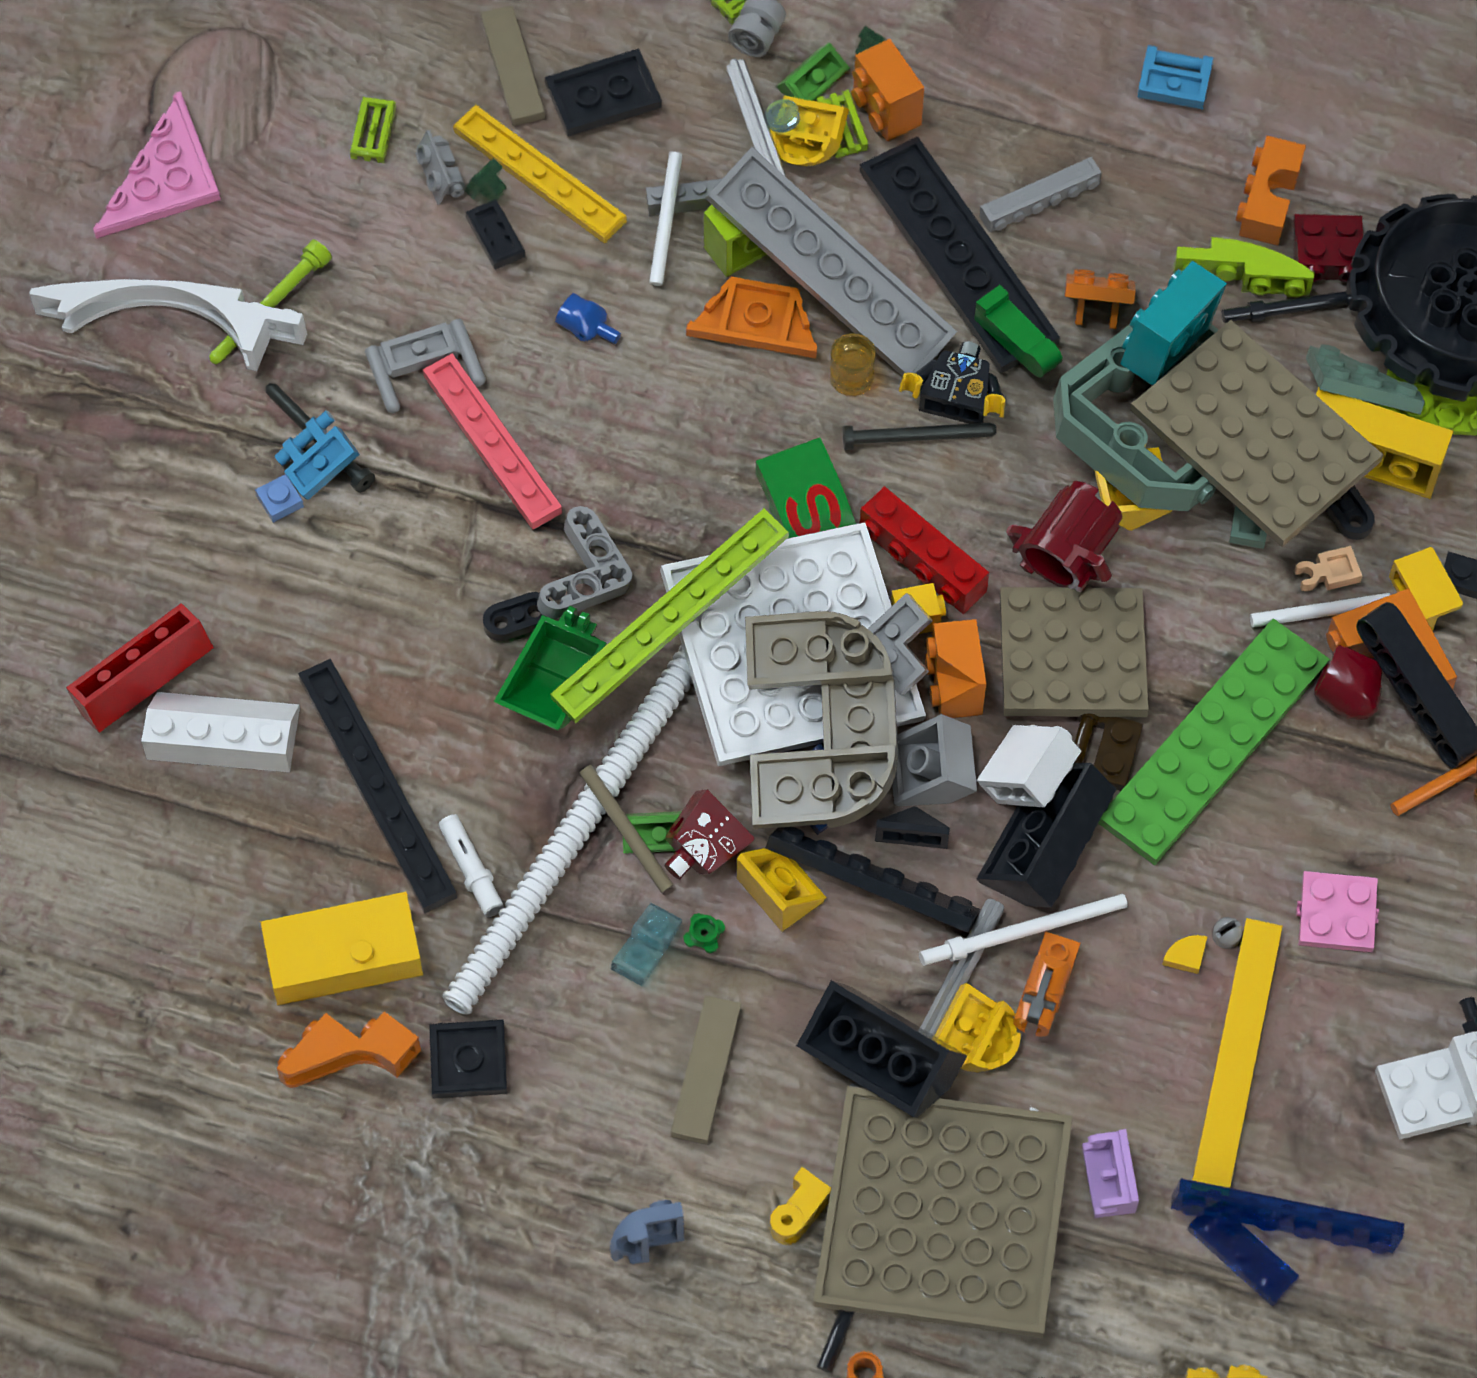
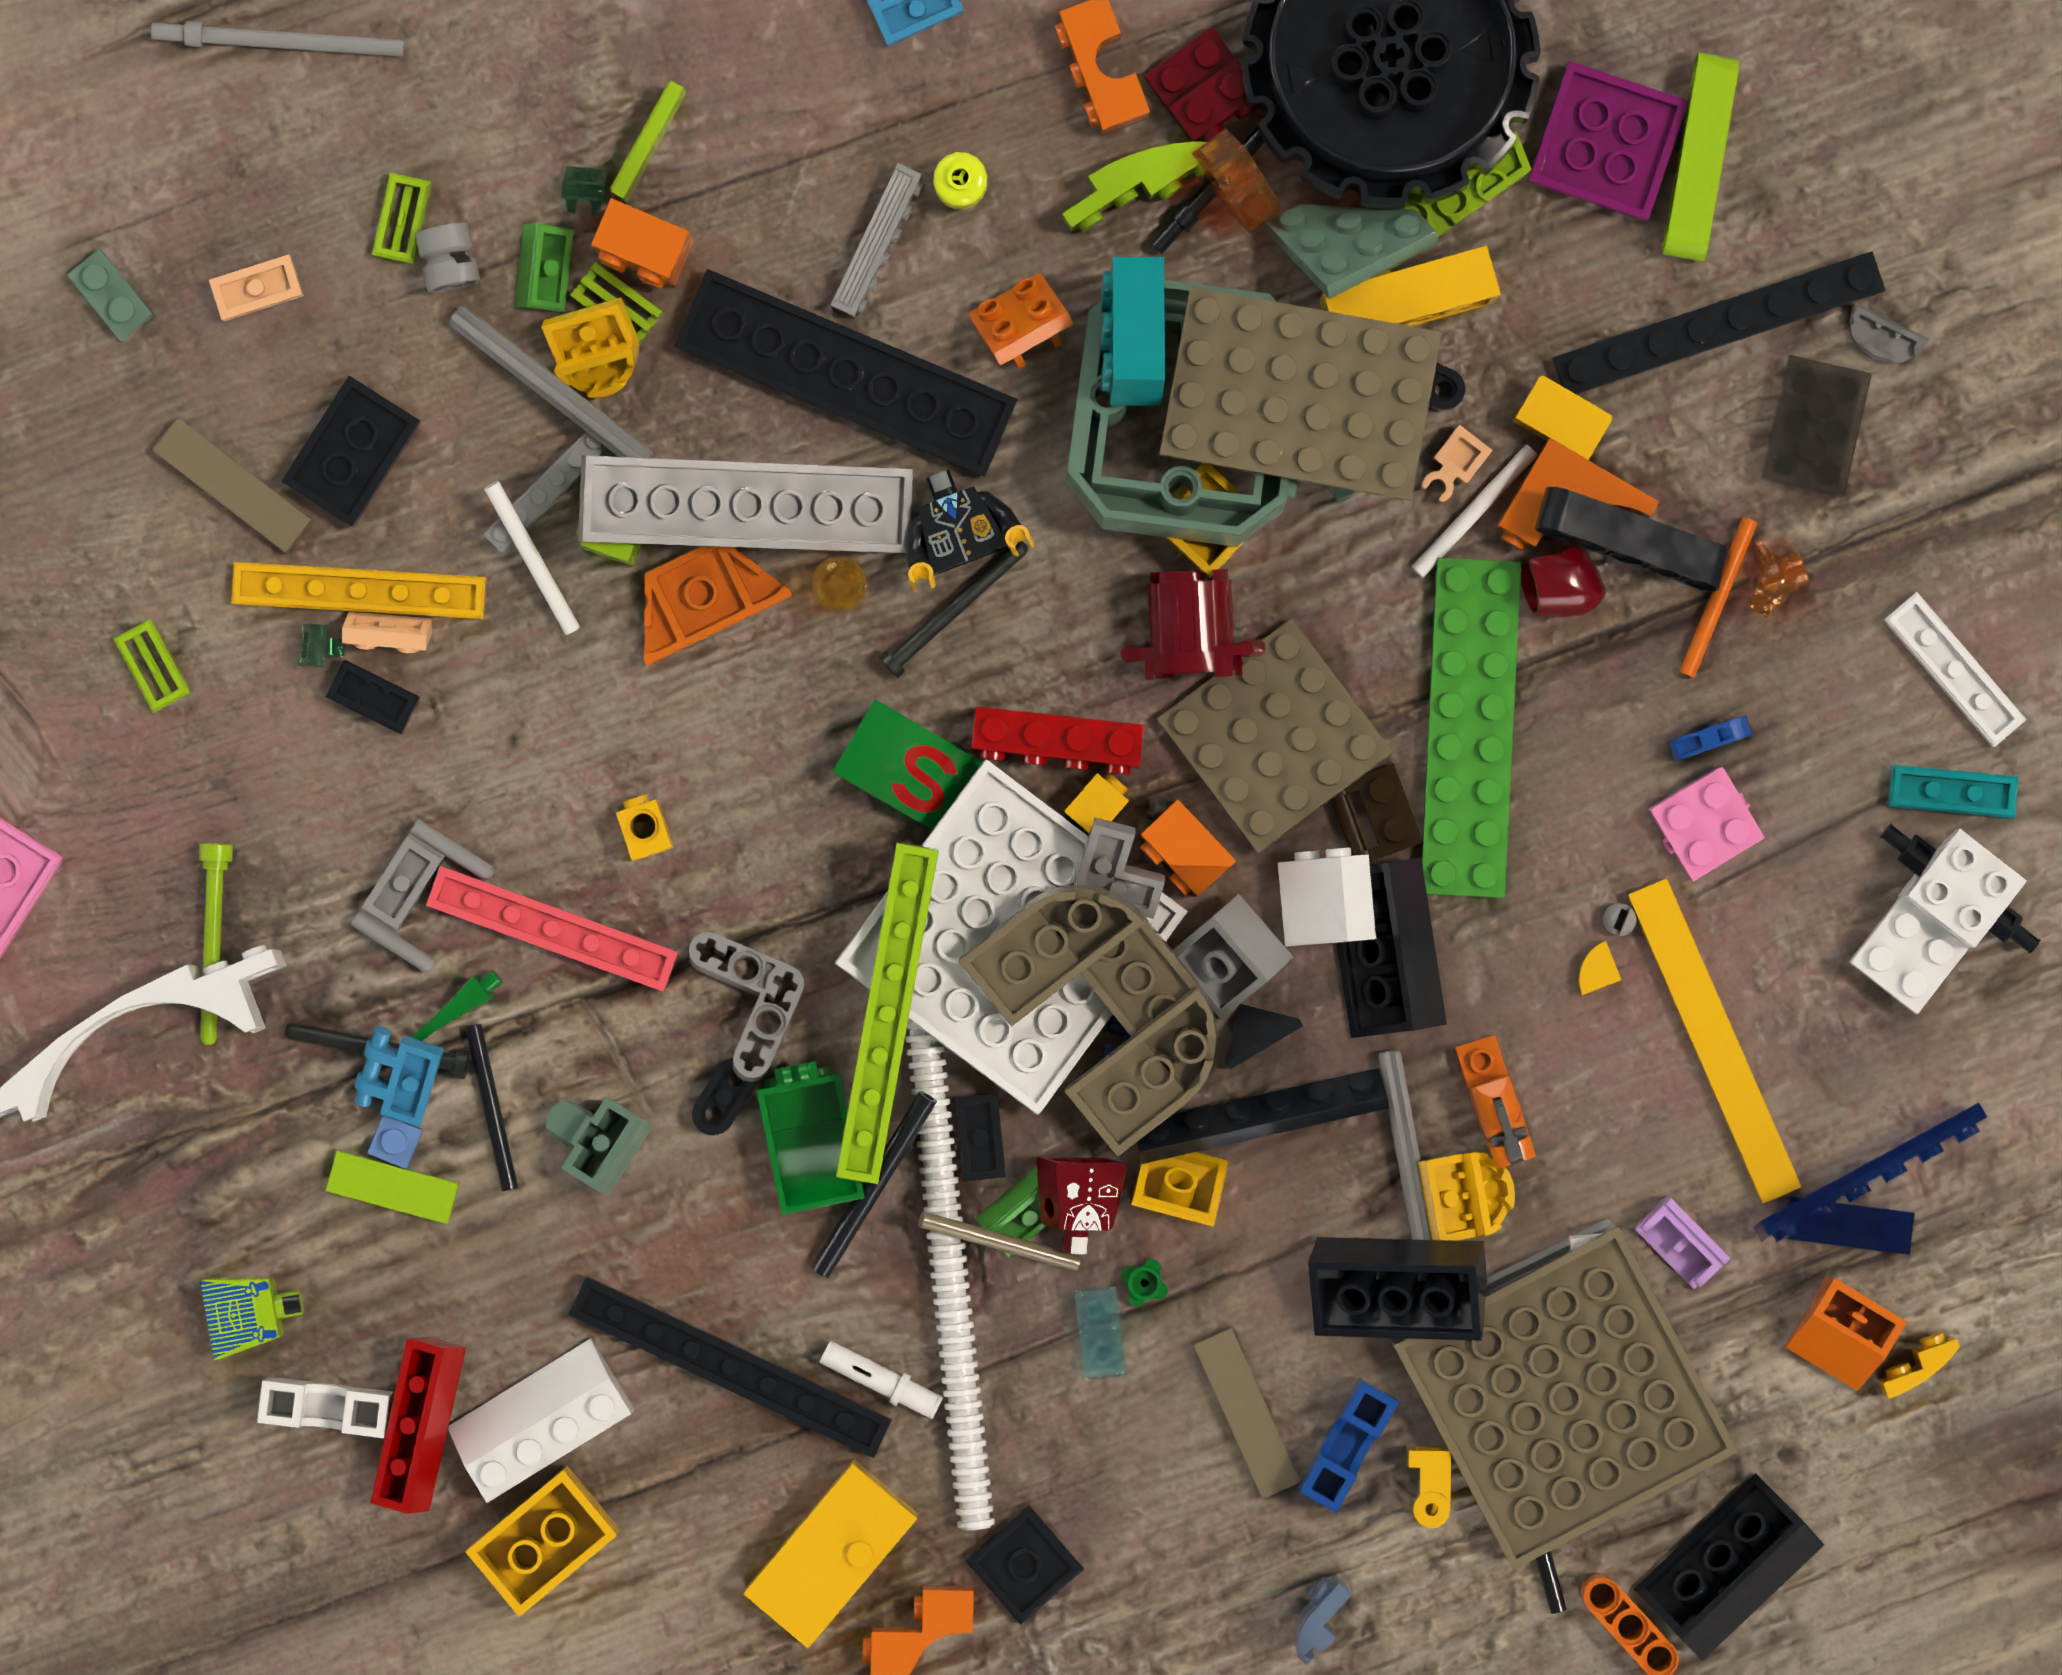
camera: 35 degrees left, 25 degrees up
(77, 605) = (325, 1405): none -> white arch
(90, 527) = (246, 1312): none -> torso
(156, 797) = (543, 1541): none -> yellow brick
(253, 523) = (392, 1187): none -> lime tile
(358, 521) = (491, 1107): none -> black bar
(402, 445) = (470, 996): none -> green piece
(412, 582) = (600, 1142): none -> sand green brick
(434, 156) = (239, 653): light grey hinge -> none
(526, 195) = (383, 630): none -> light nougat plate
(571, 734) = (859, 1209): none -> black piece
(585, 319) = (537, 724): blue piece -> none
(598, 434) = (658, 841): none -> yellow brick
(668, 760) = (980, 1137): none -> black plate
(739, 1144) = (1346, 1445): none -> blue arch
(782, 115) = (560, 354): clear light blue tile -> none
(945, 43) = (648, 141): none -> lime tile
(957, 947) = (1392, 1131): white bar -> none
(1016, 332) = (979, 434): green leg -> none
(1124, 191) = (966, 194): none -> neon yellow head
(1186, 1317) = (1845, 1333): none -> orange slope
(1310, 300) = (1237, 180): none -> clear orange brick
(1382, 856) = (1710, 738): none -> blue piece

